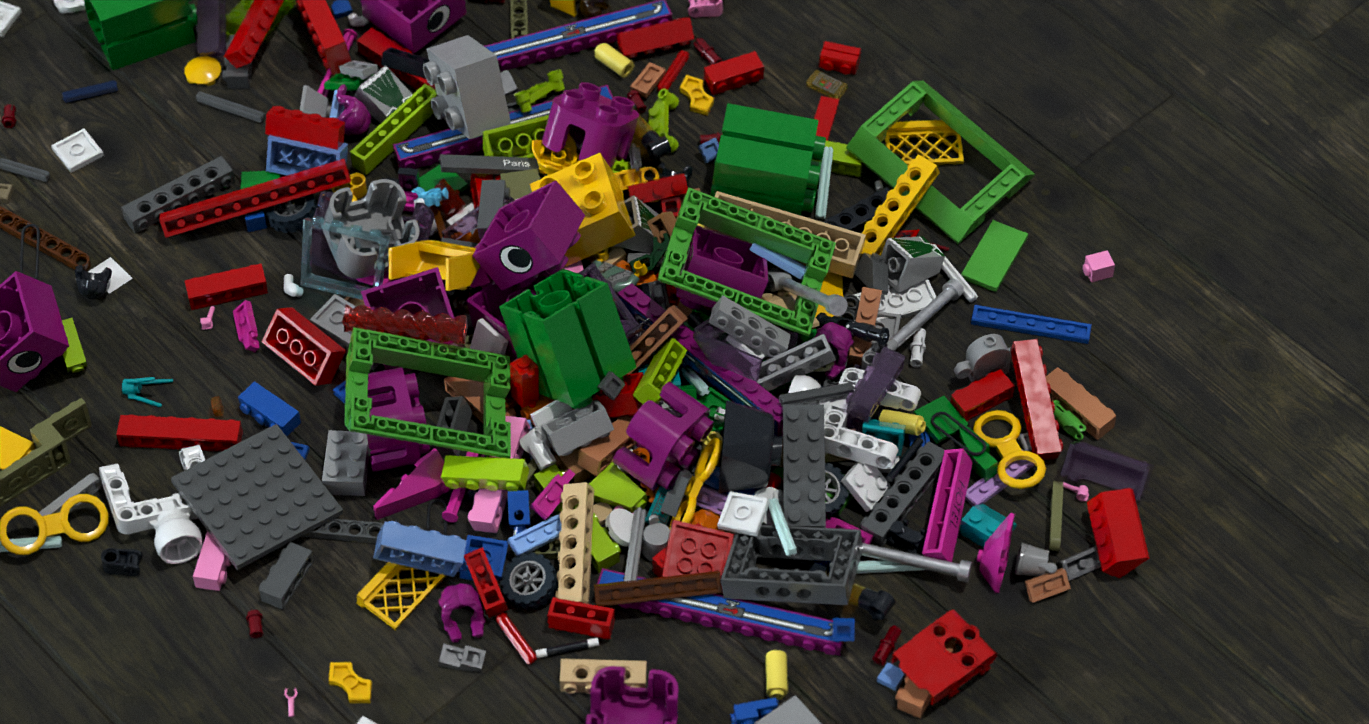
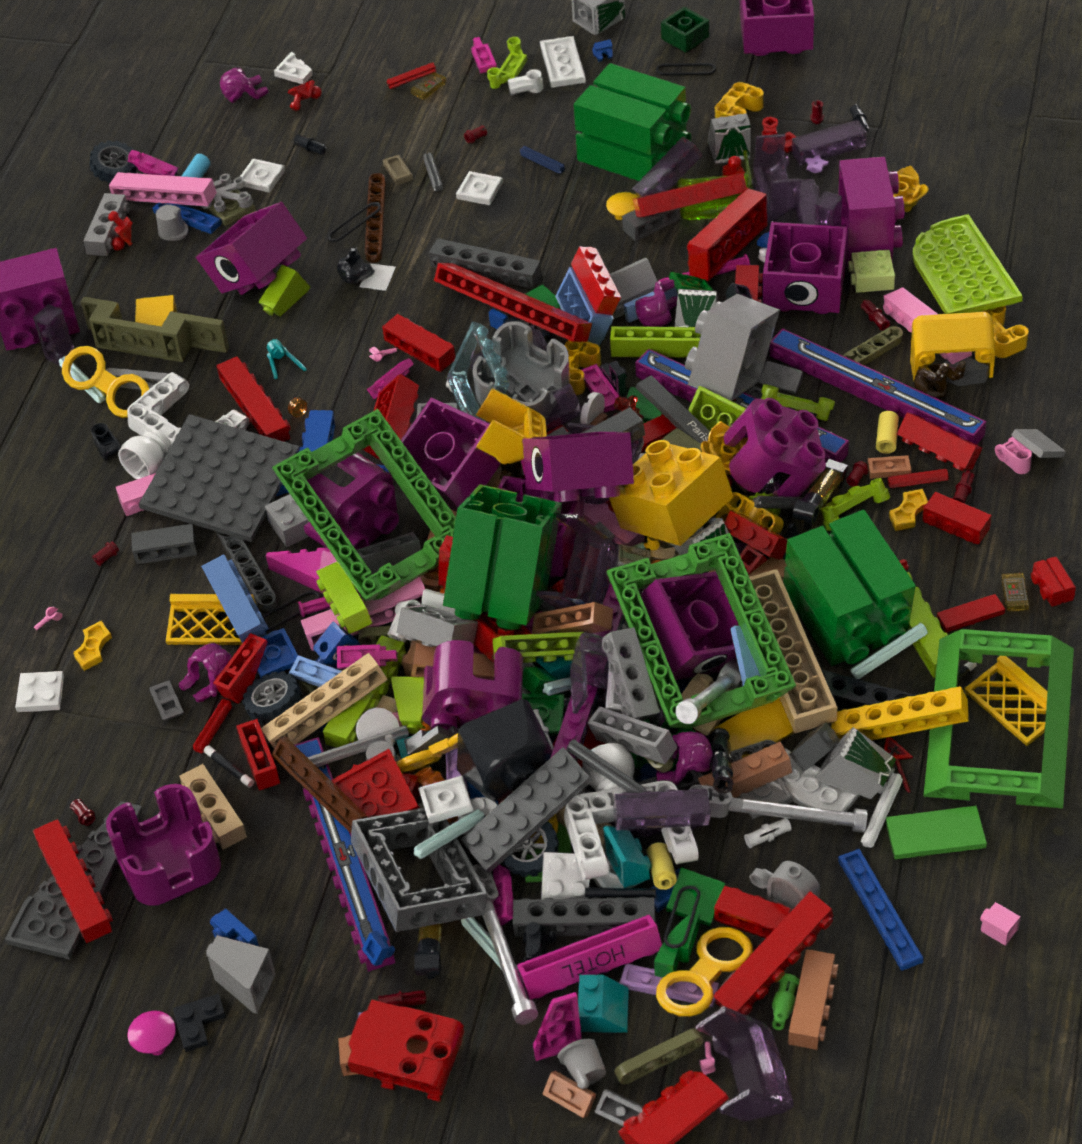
camera: 60 degrees right, 5 degrees down
(230, 106) = (603, 241): dark grey axle -> none
(358, 69) = (699, 280): light grey plate -> none
(403, 323) = (417, 442): clear red piece -> none
(432, 196) = (610, 399): medium azure piece -> none
(611, 385) = (487, 617): dark grey tile -> none
(776, 674) = (304, 931): light yellow brick -> none

